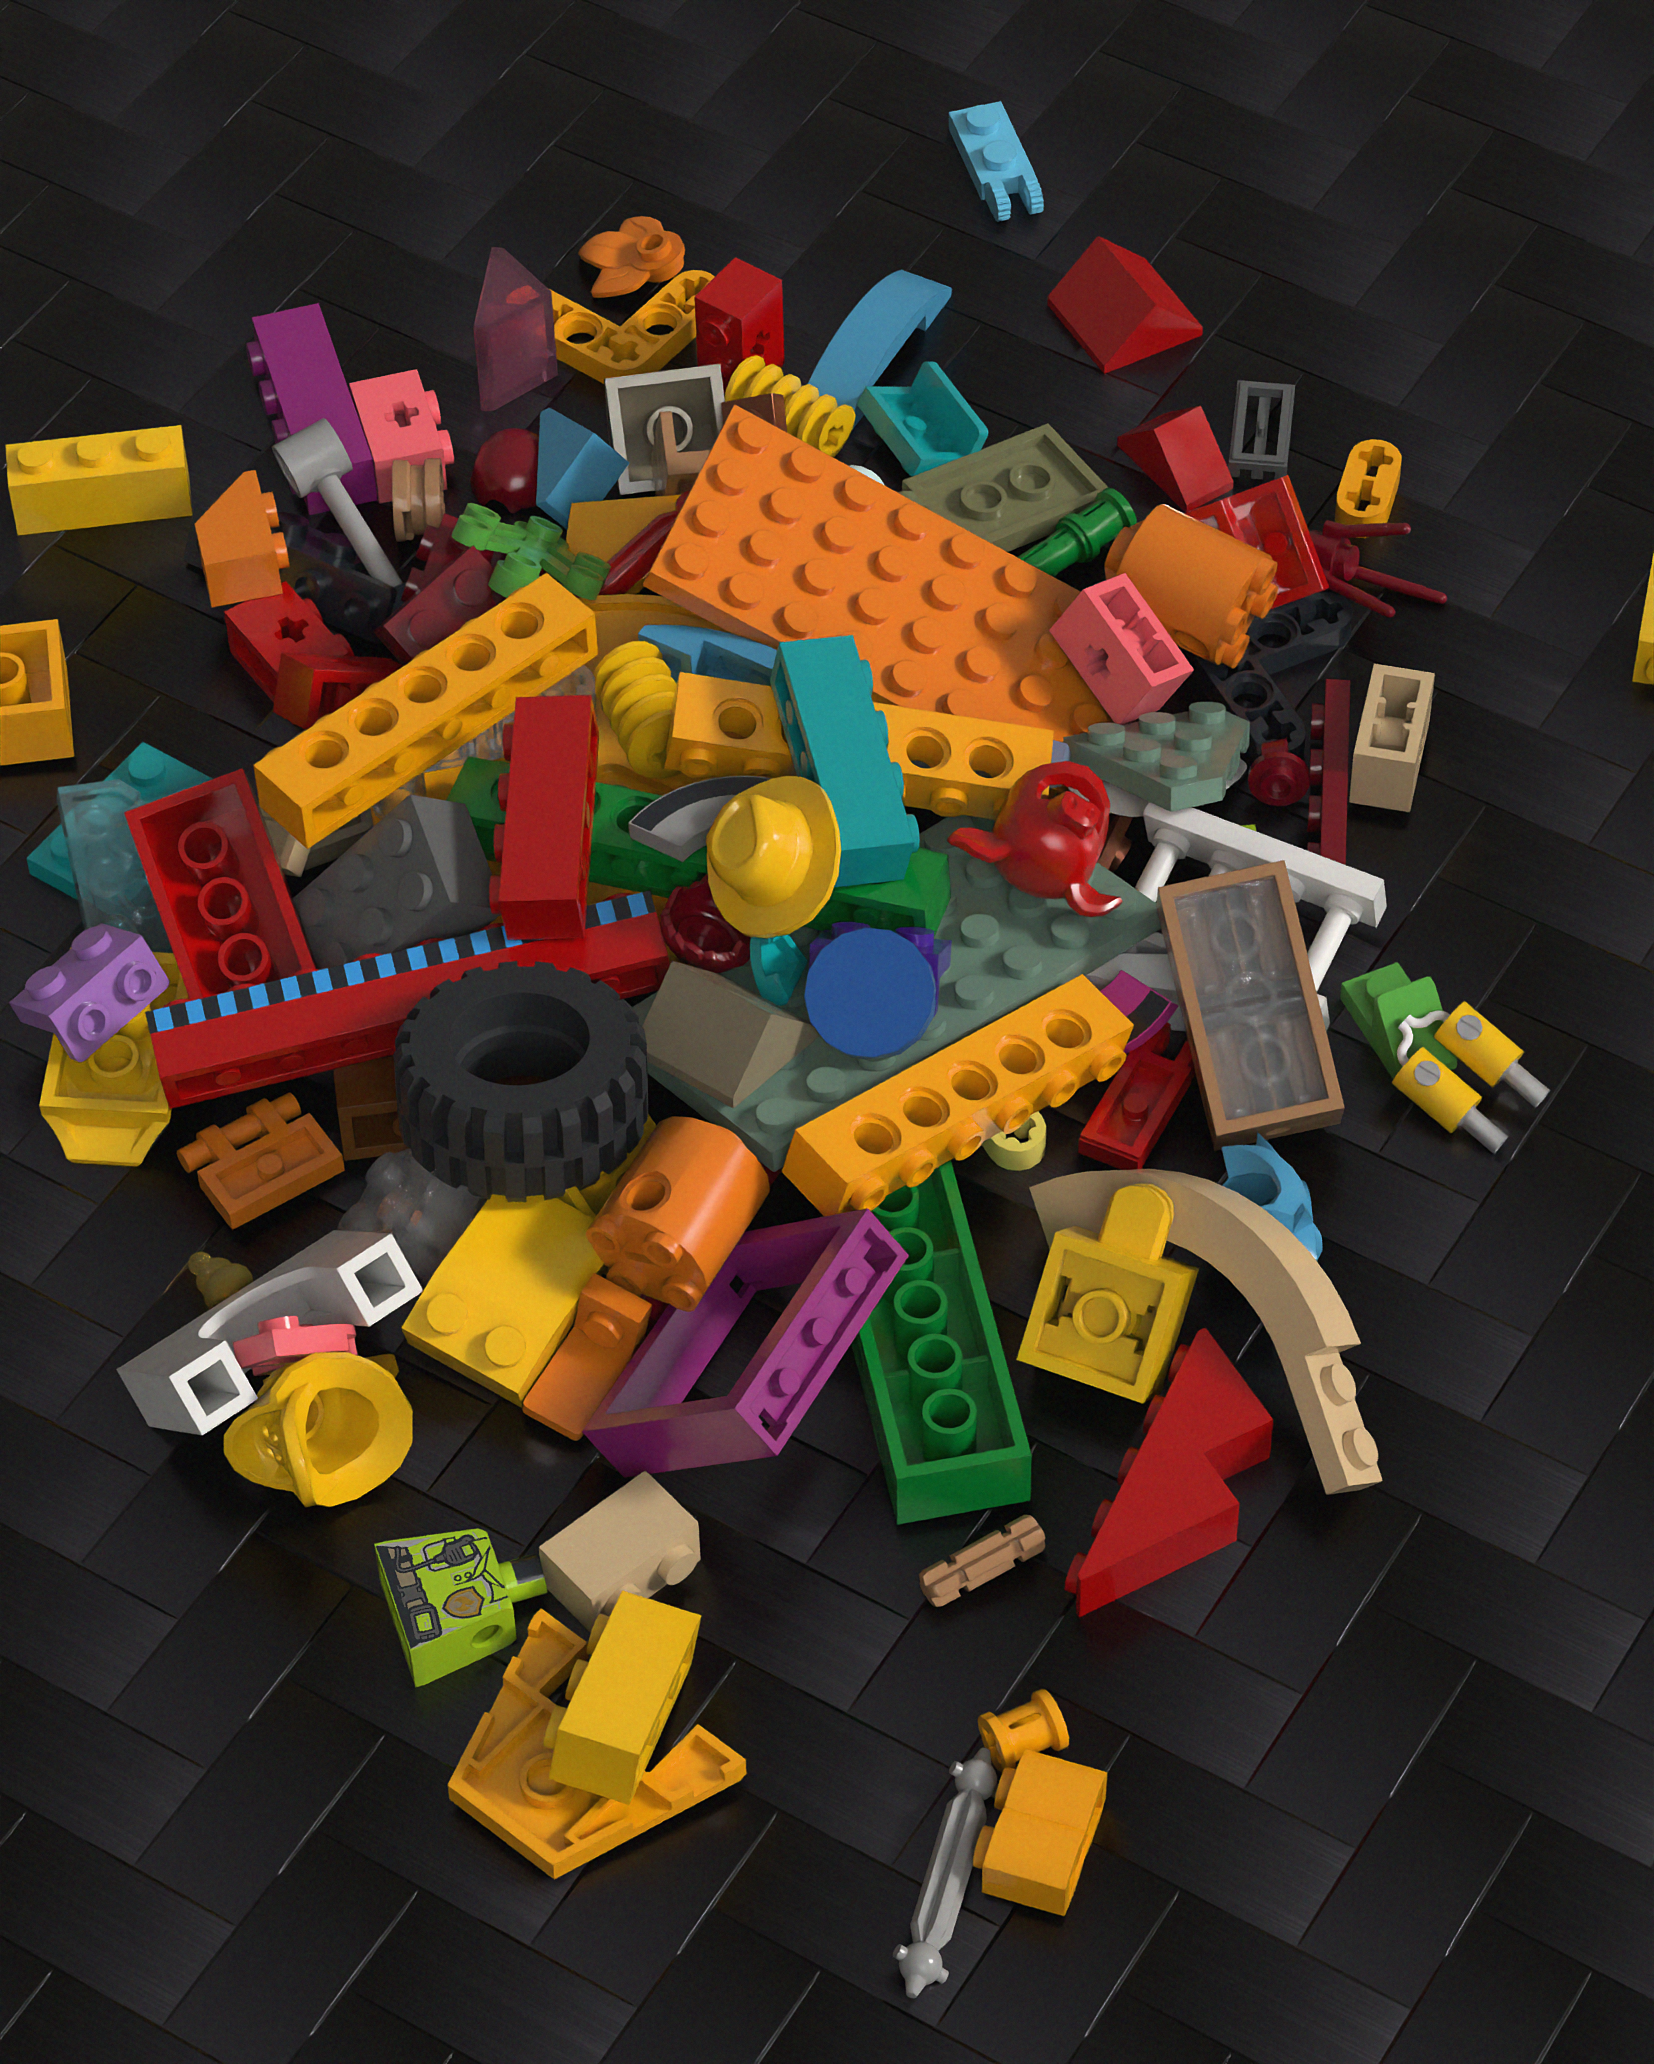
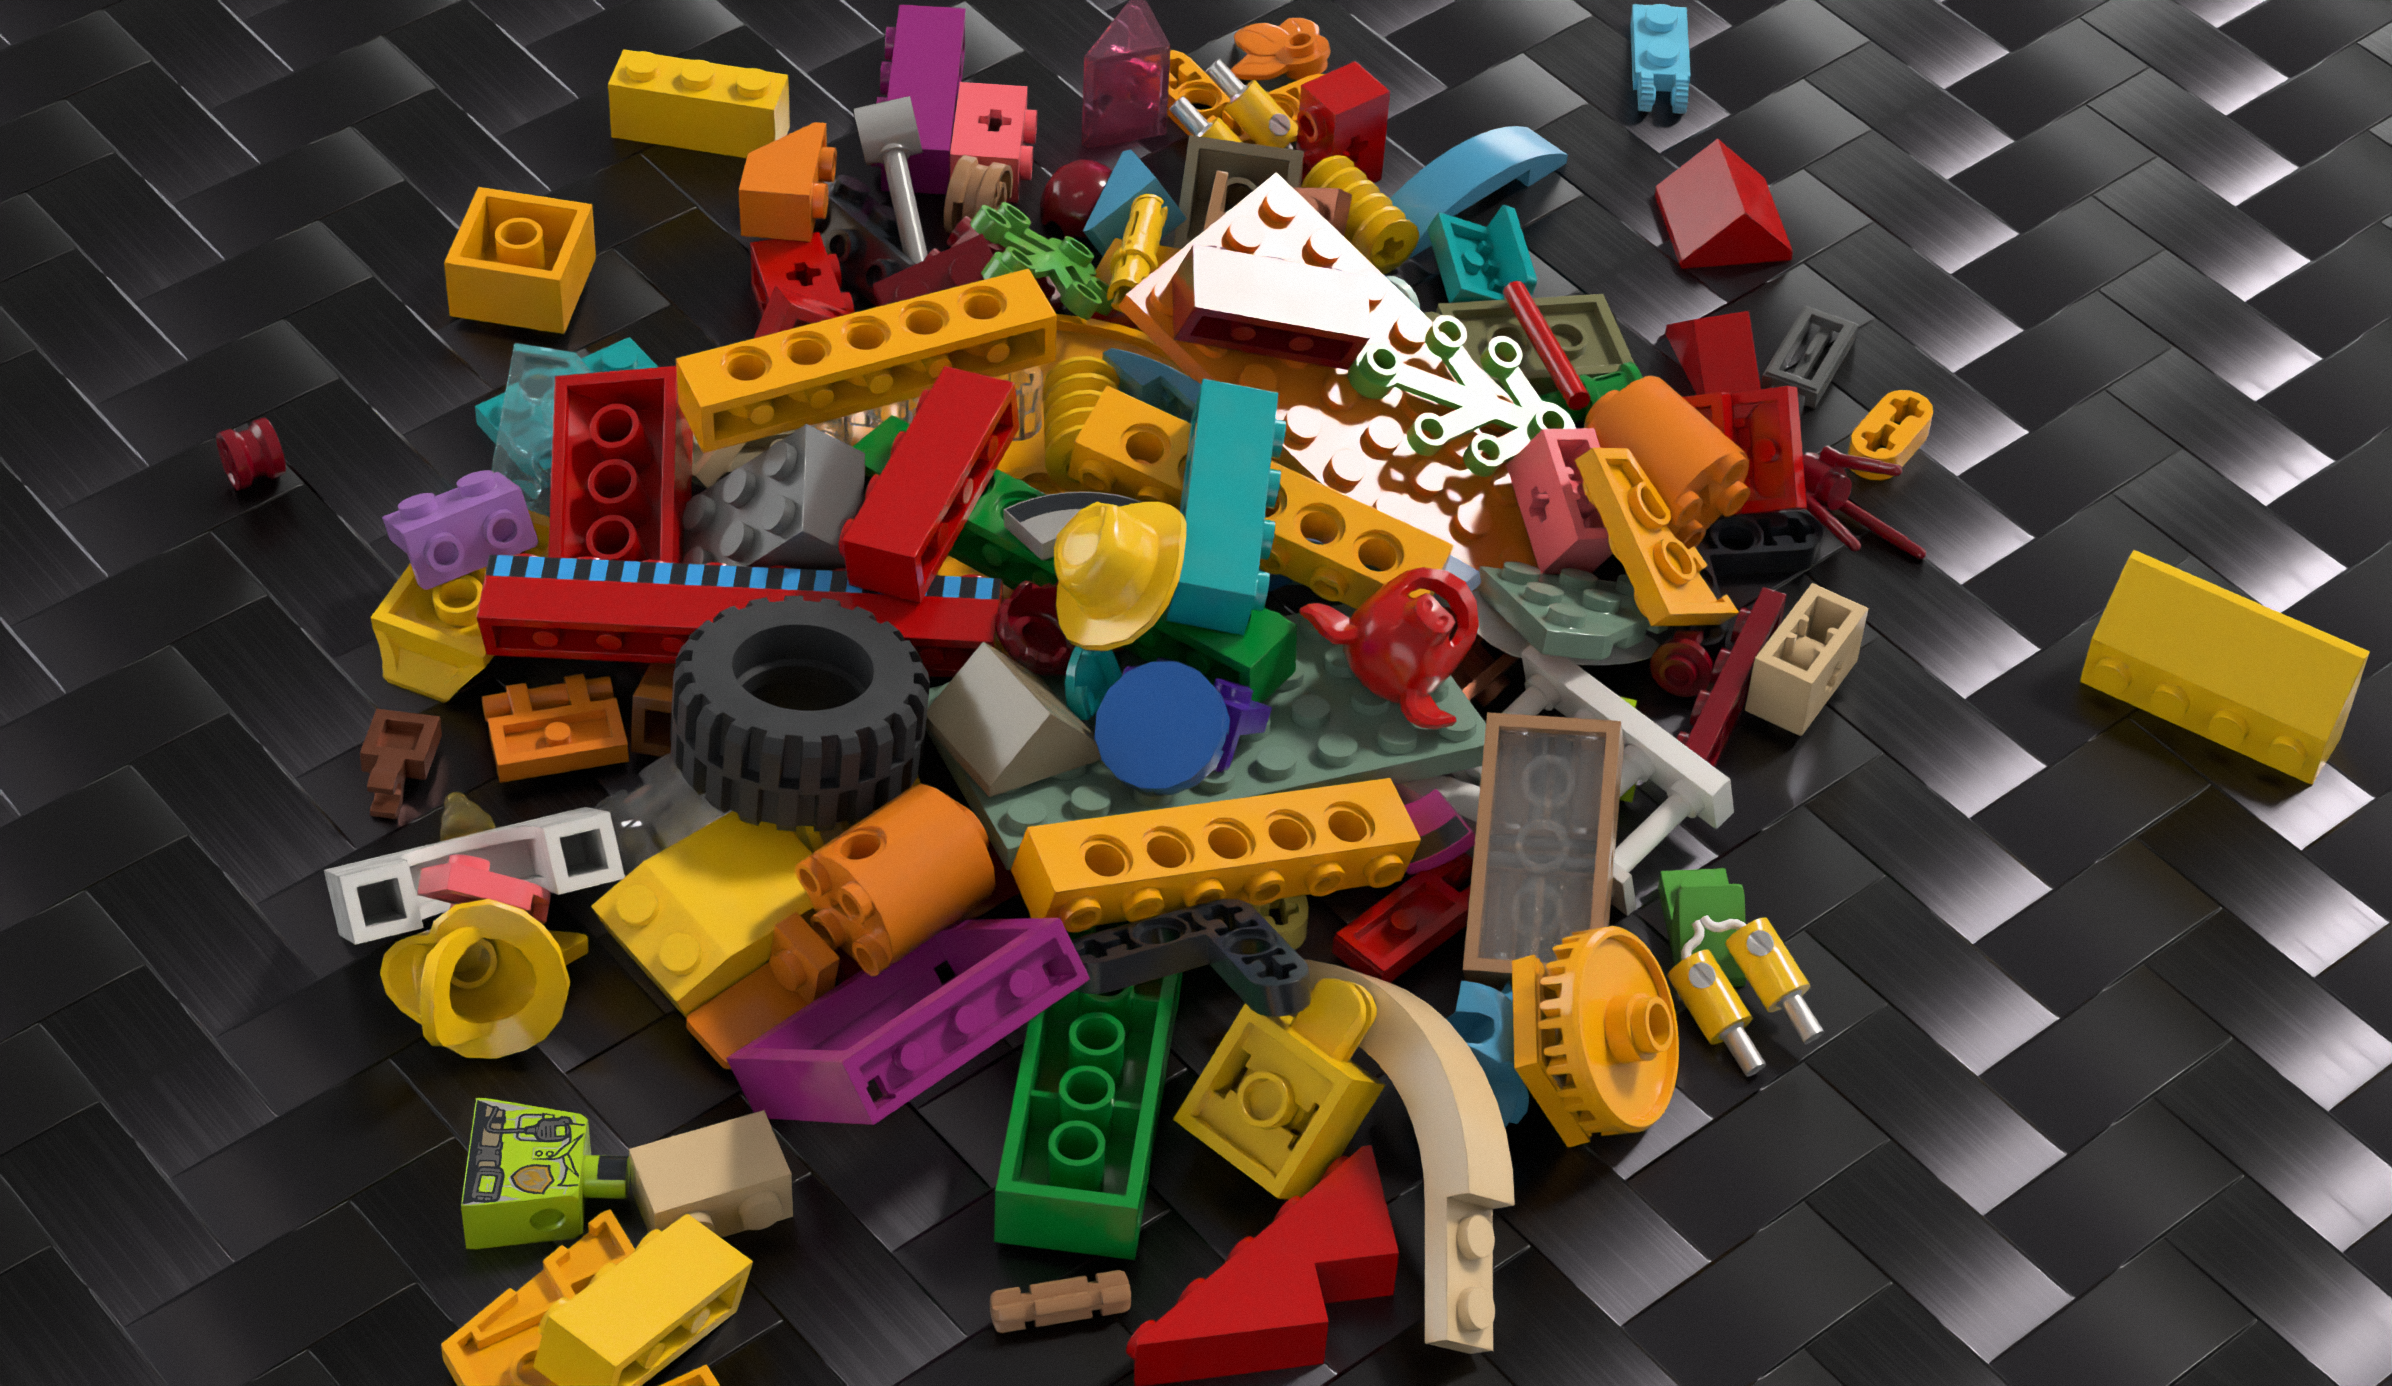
camera: 15 degrees right, 5 degrees down
(122, 1228) = (394, 749): none -> copper plate
(612, 527) = (1140, 244): none -> yellow pin
(641, 330) = (1248, 106): none -> piece
(790, 544) = (1270, 307): none -> brick
(981, 1181) = (1217, 933): none -> black beam
(1024, 494) = (1546, 345): none -> red bar
(1057, 578) = (1475, 403): none -> plant
(1229, 685) = (1658, 564): none -> light orange wing
(1326, 1187) = (1530, 1044): none -> light orange tile
(1380, 1149) = (1614, 1030): none -> light orange wheel

